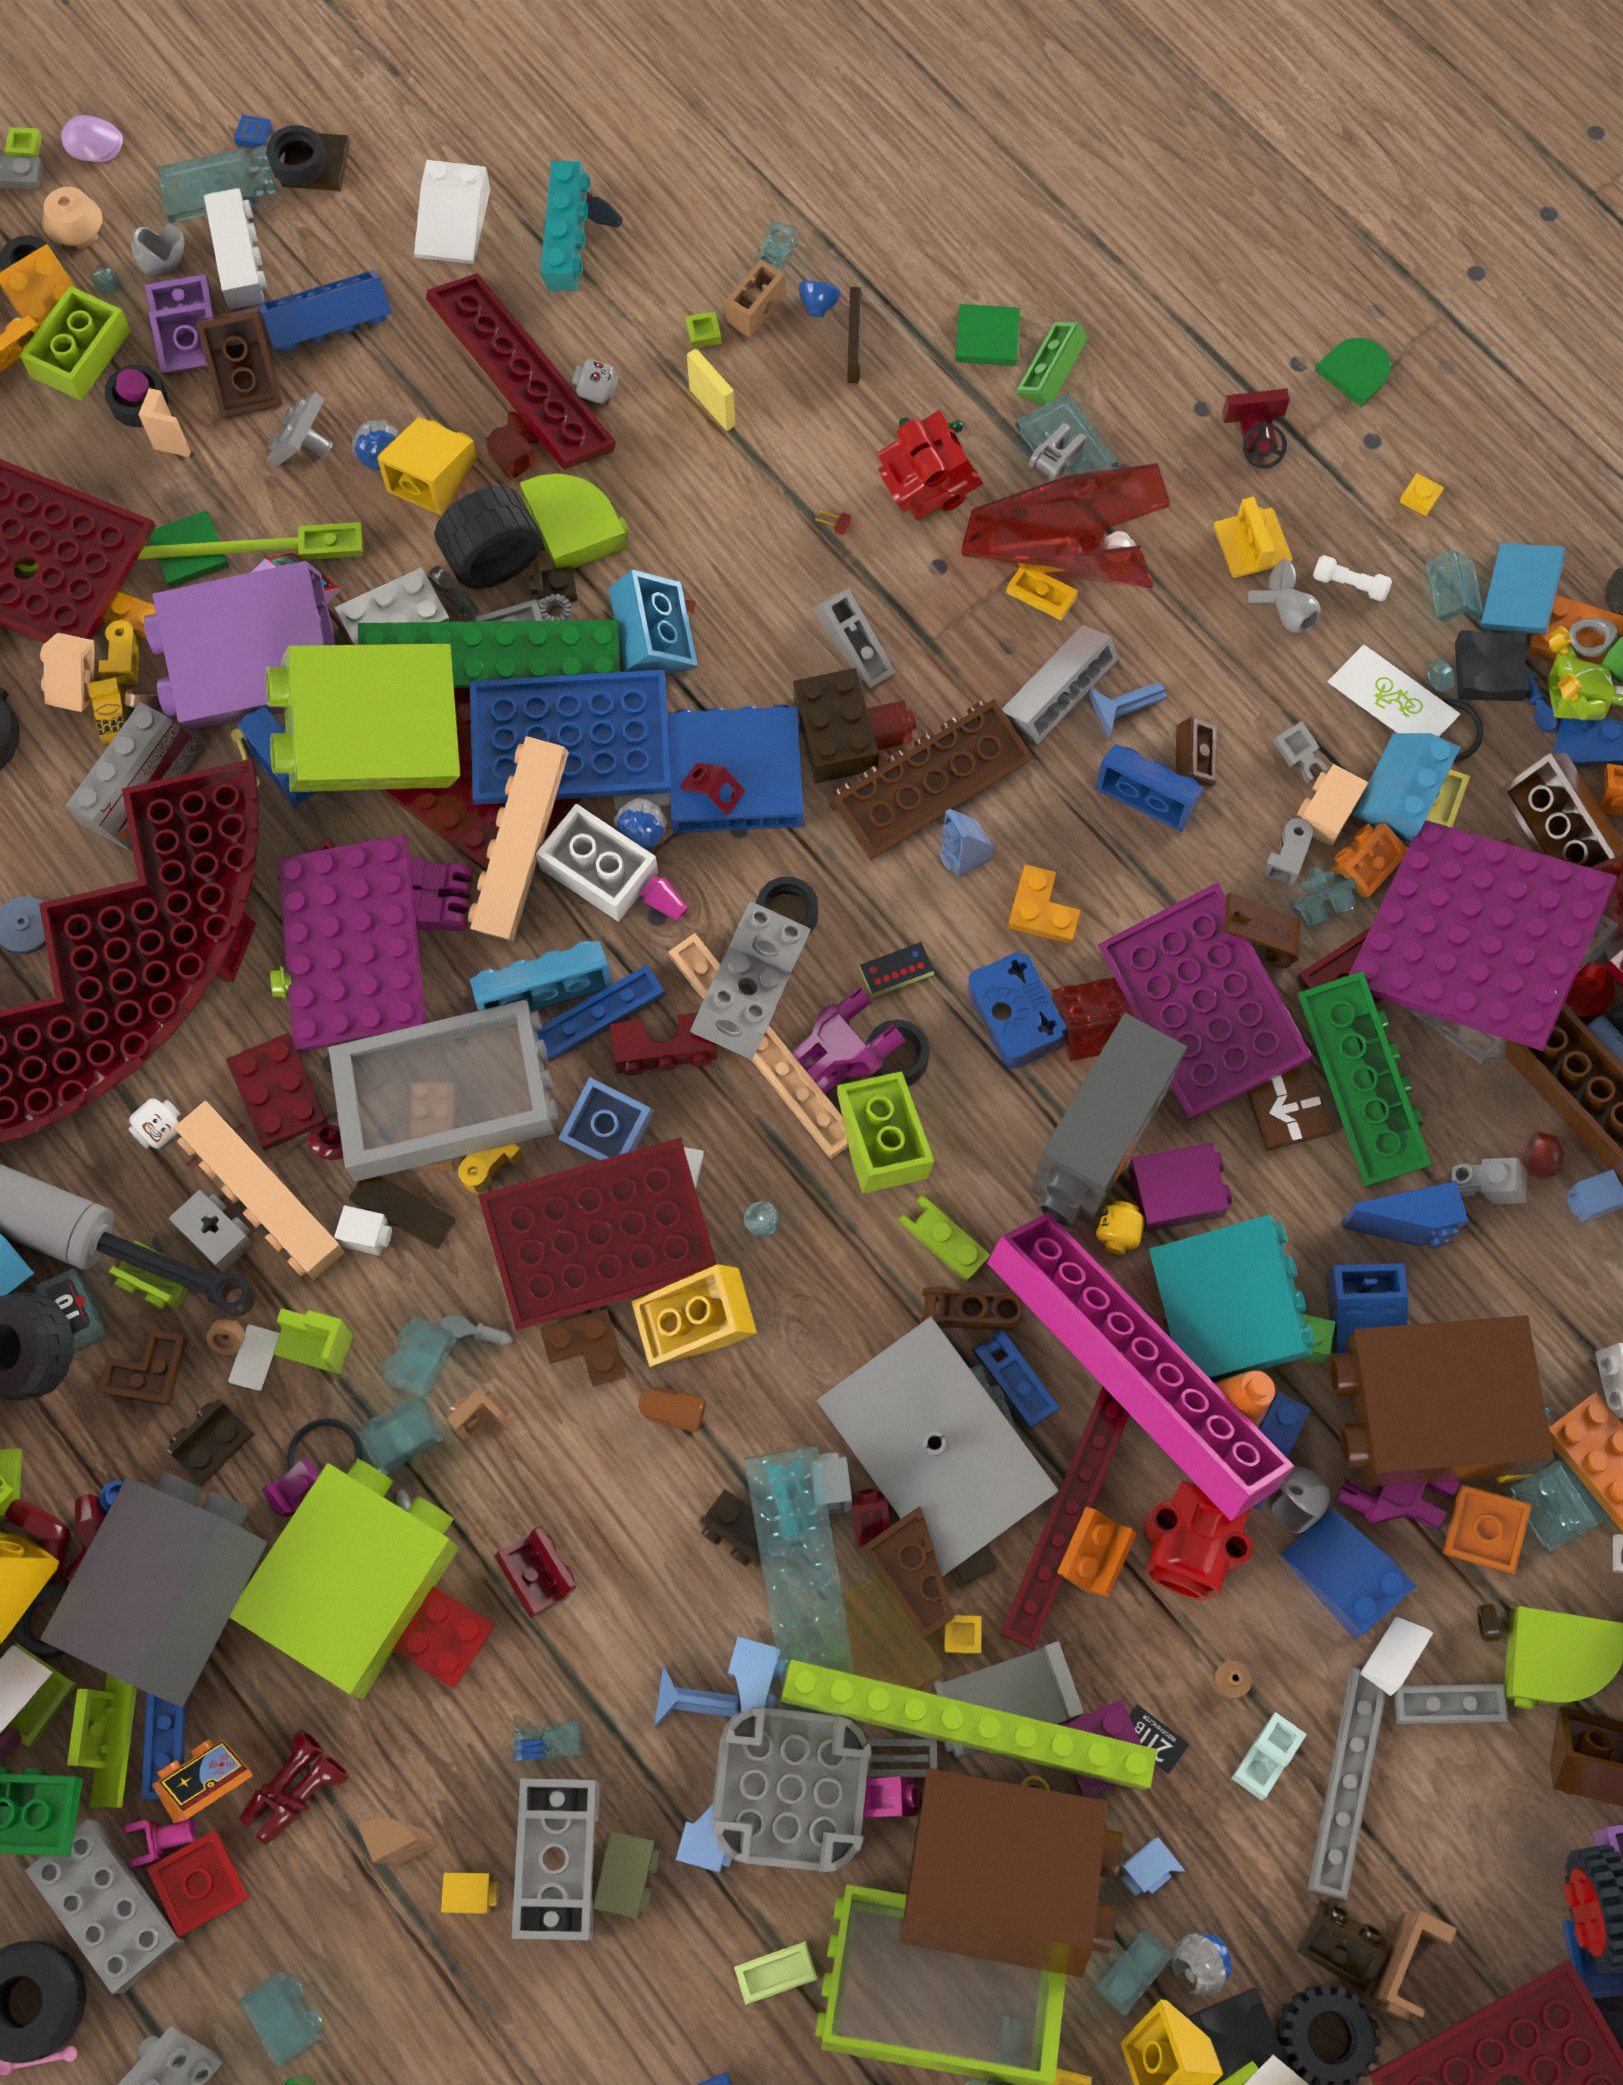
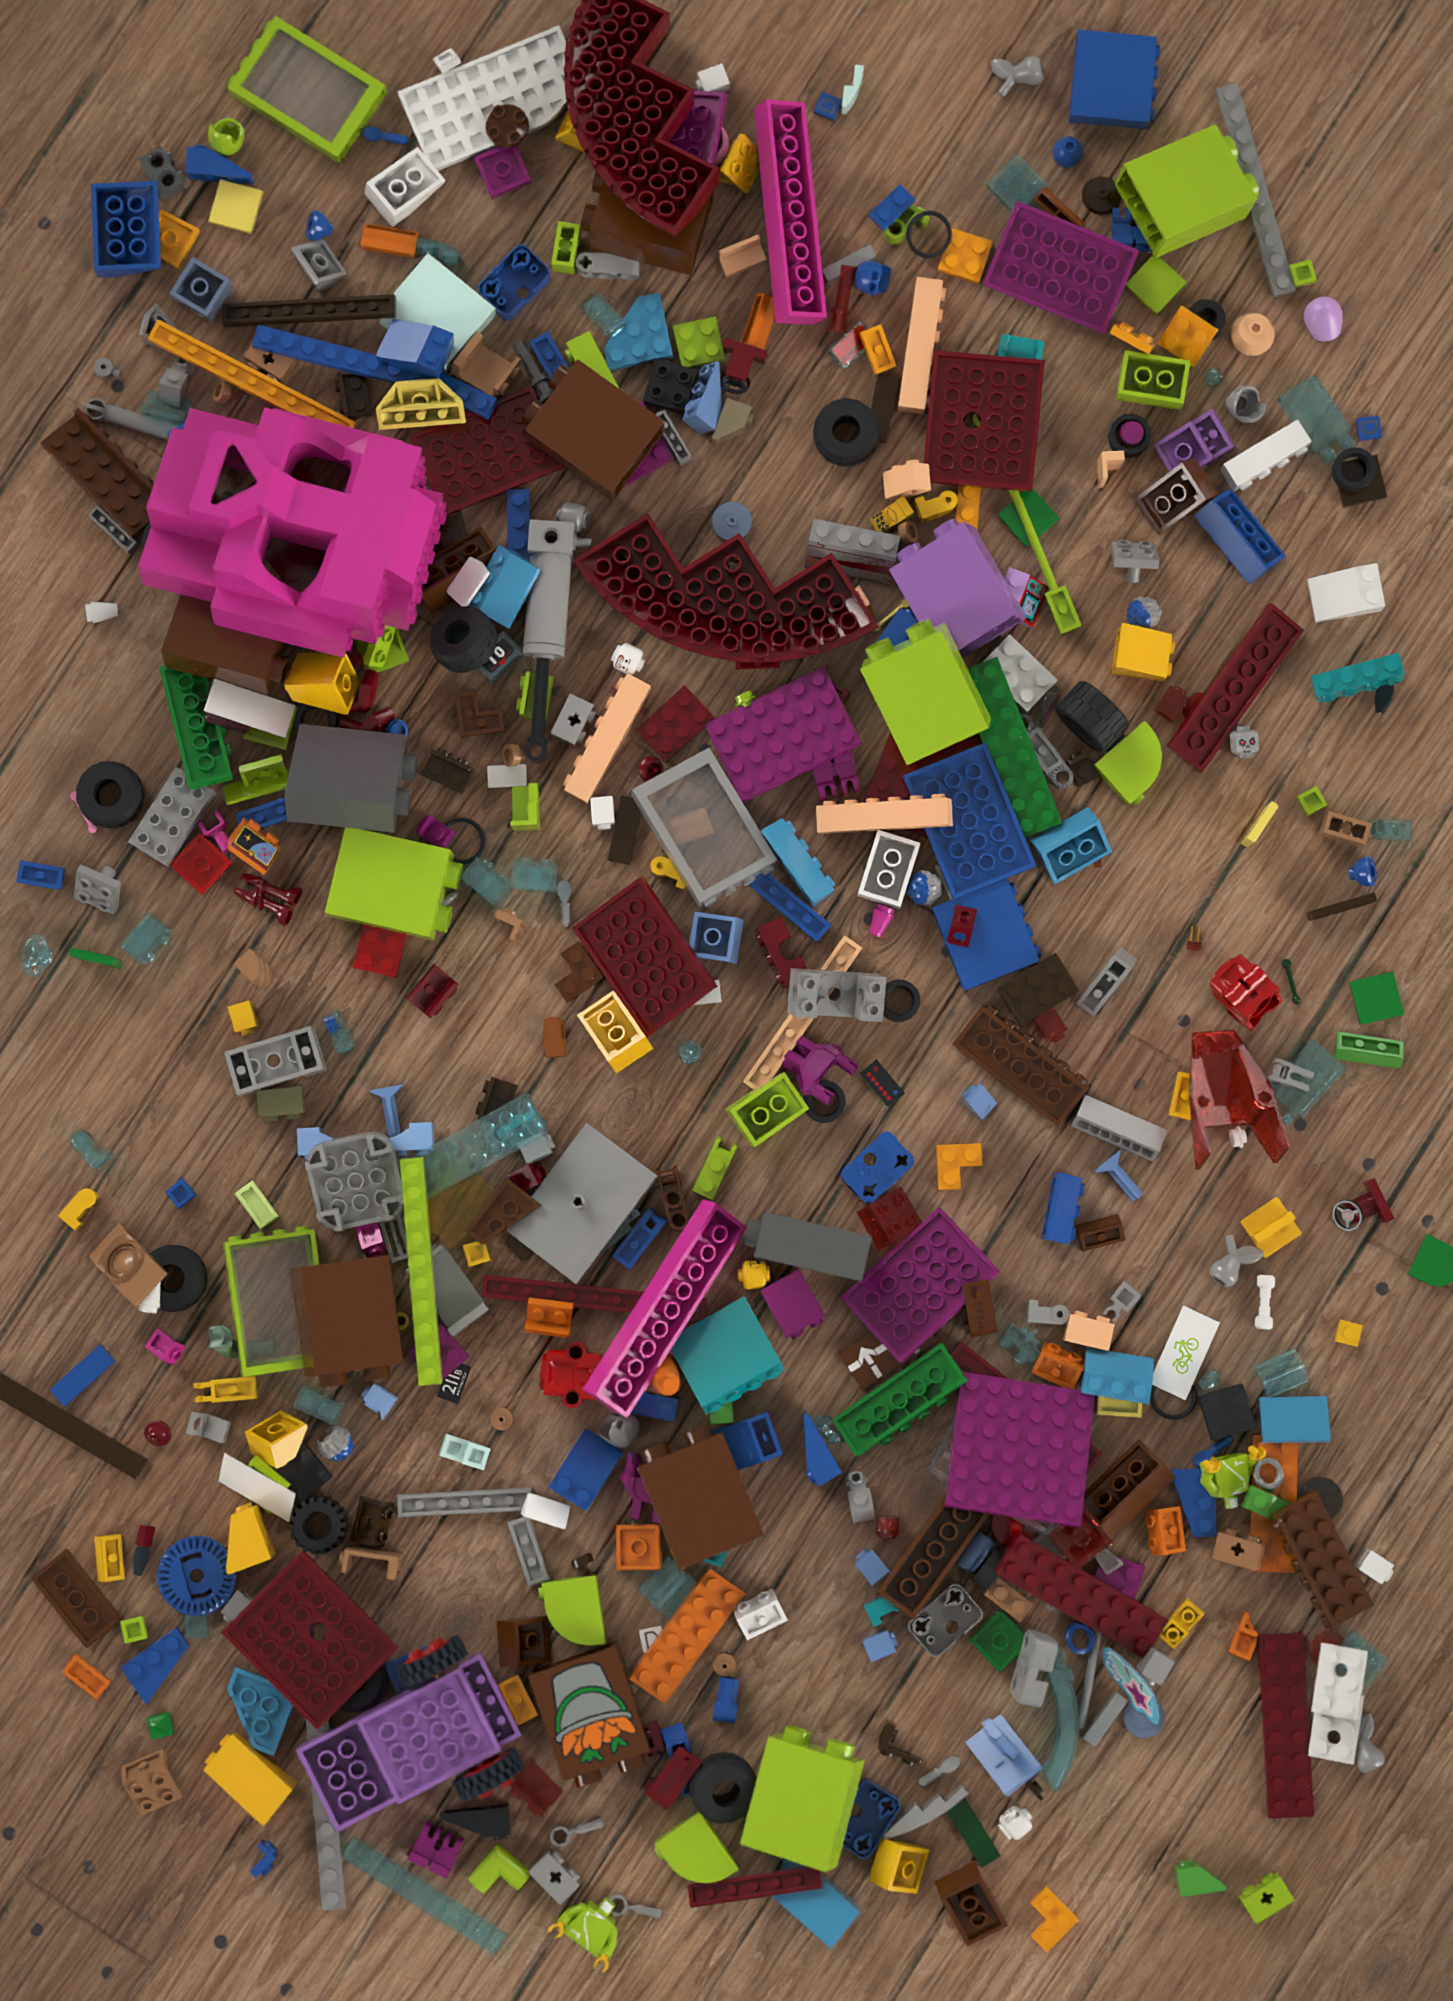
camera: 75 degrees right, 15 degrees up
(1391, 1187) = (831, 1436): none -> clear light blue arm

